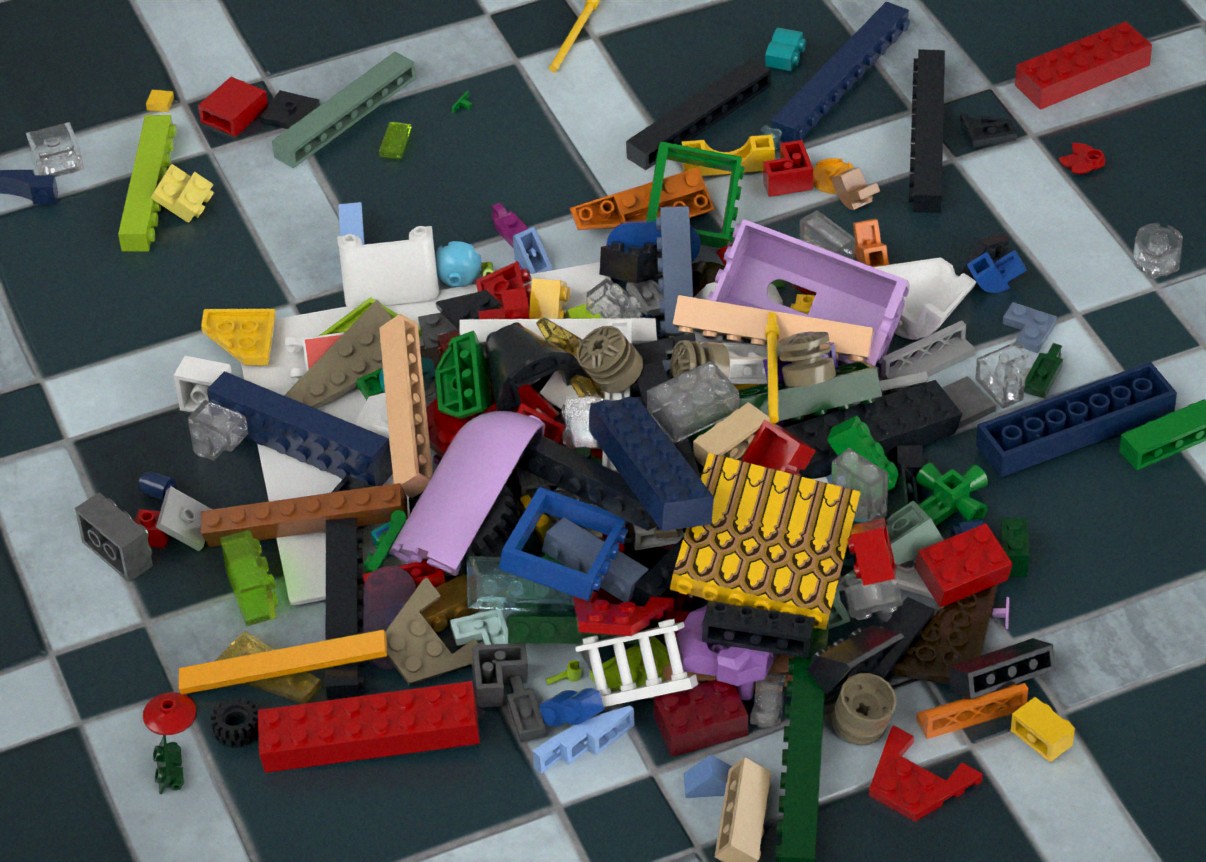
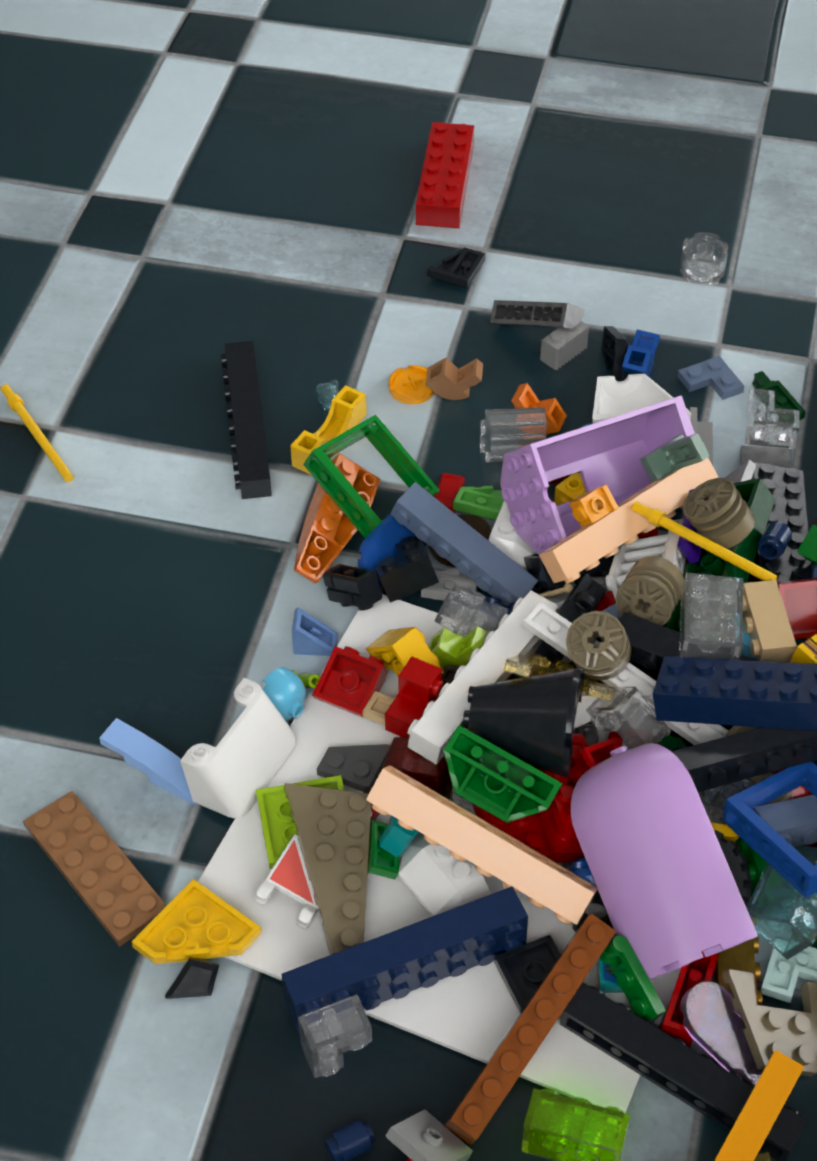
camera: 55 degrees left, 5 degrees up
(193, 380) = (251, 1008): white brick -> none
(210, 351) = (194, 980): none -> black piece
(254, 264) = (95, 867): none -> medium nougat plate
(395, 140) = (38, 644): clear neon green plate -> none
(462, 102) = (40, 566): green piece -> none
(467, 306) = (353, 723): black wing -> none
(507, 223) = (254, 630): magenta hinge -> none
(588, 245) = (352, 586): none -> black brick
(756, 297) = (593, 505): none -> light orange brick
(785, 49) = (227, 320): teal brick -> none
(789, 173) = (390, 400): red brick -> none
(831, 411) = (774, 540): none -> dark blue brick
(841, 72) = (297, 307): dark blue brick -> none
(849, 311) = (674, 455): none -> sand green bracket
(928, 135) = (426, 298): black brick -> none
(964, 225) = (563, 345): none -> light grey brick
(966, 190) = (536, 314): none -> flat silver brick
(1083, 159) = (547, 238): red plate -> none

